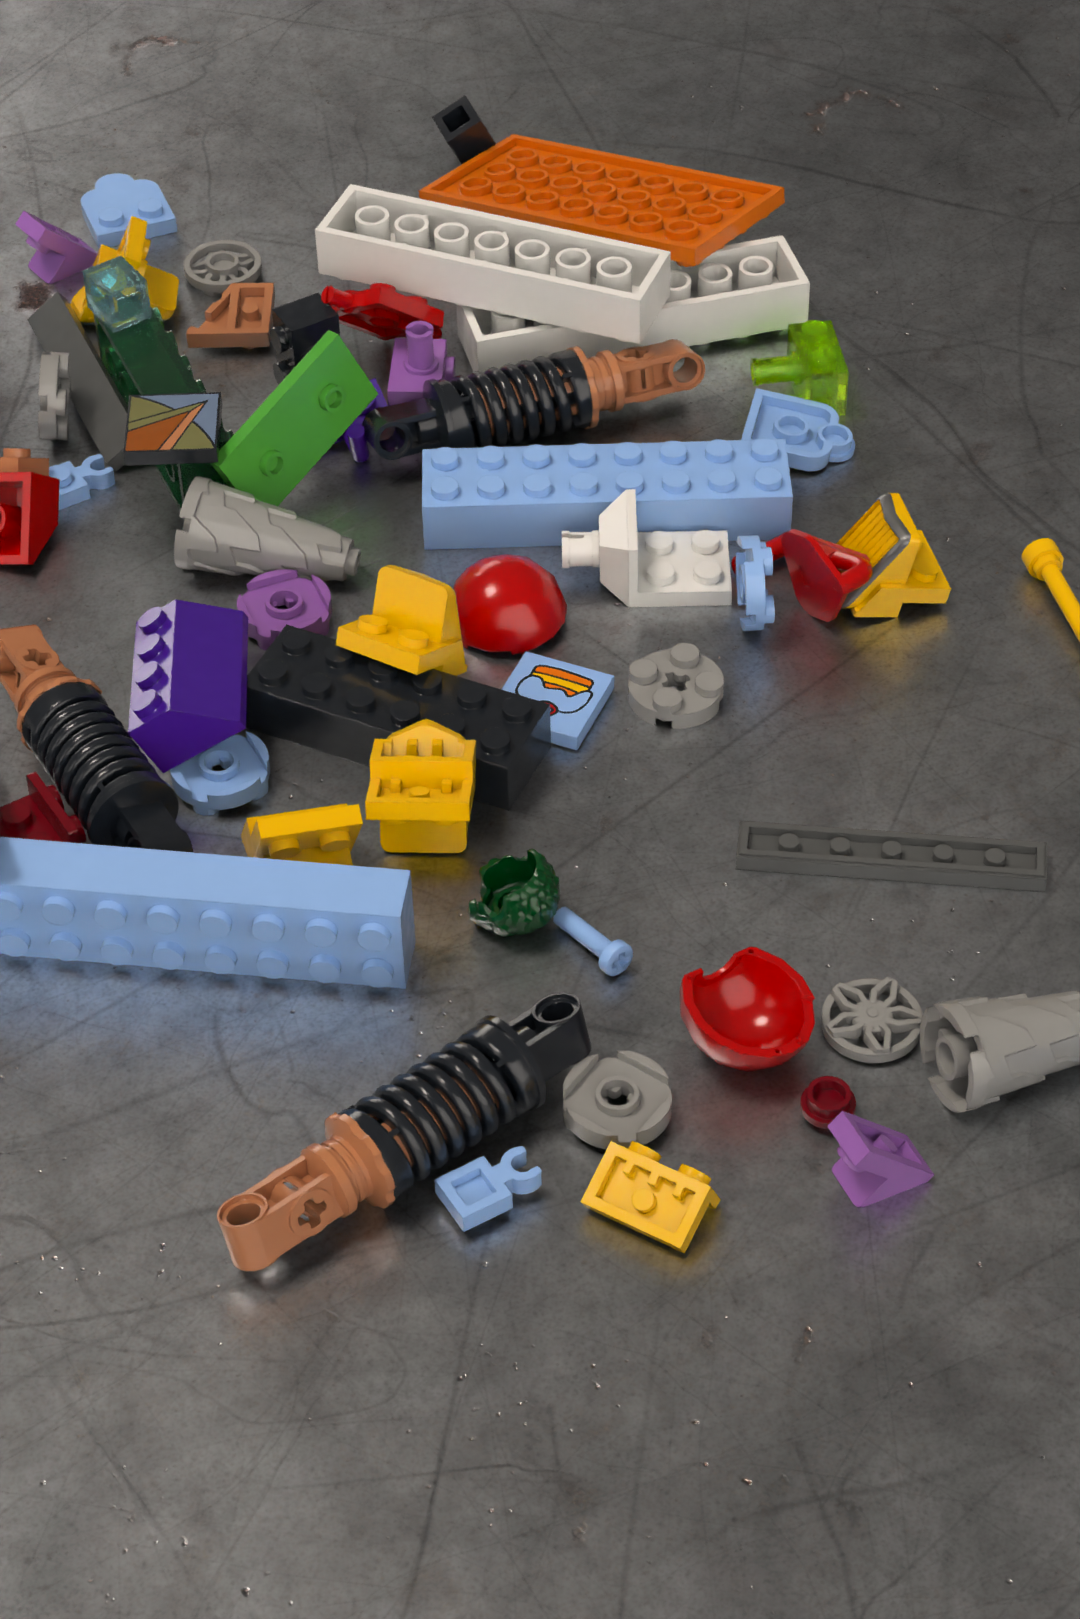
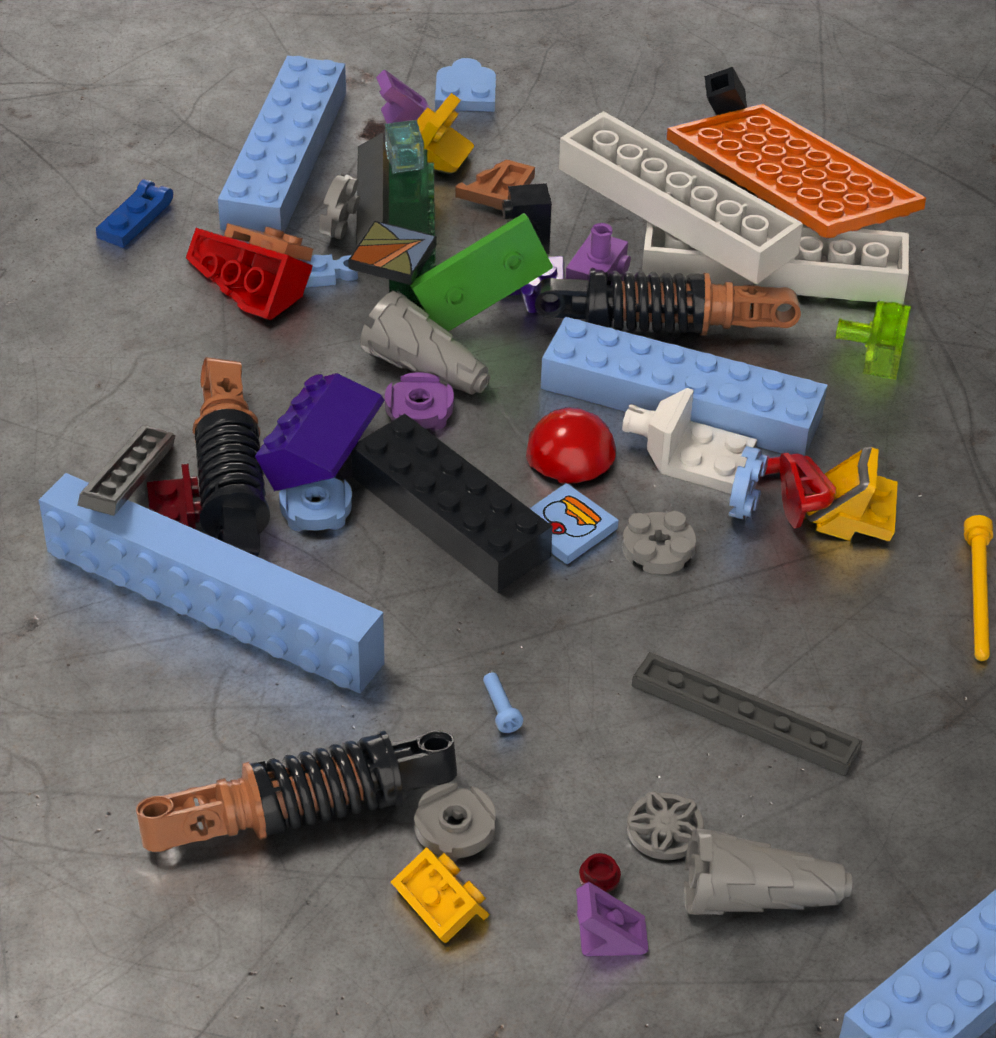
camera: 20 degrees right, 0 degrees up
(222, 266) = (509, 144): light grey wheel -> none
(305, 835) = (338, 567): yellow piece -> none
(381, 310) = (591, 210): red plate -> none
(410, 624) = (482, 443): yellow piece -> none
(422, 789) = (432, 557): yellow piece -> none
(482, 1191) = (328, 849): light blue plate -> none
(516, 895) = (465, 654): dark green hair -> none
(748, 1011) = (572, 789): red cylinder -> none
(807, 425) = (851, 381): light blue plate -> none

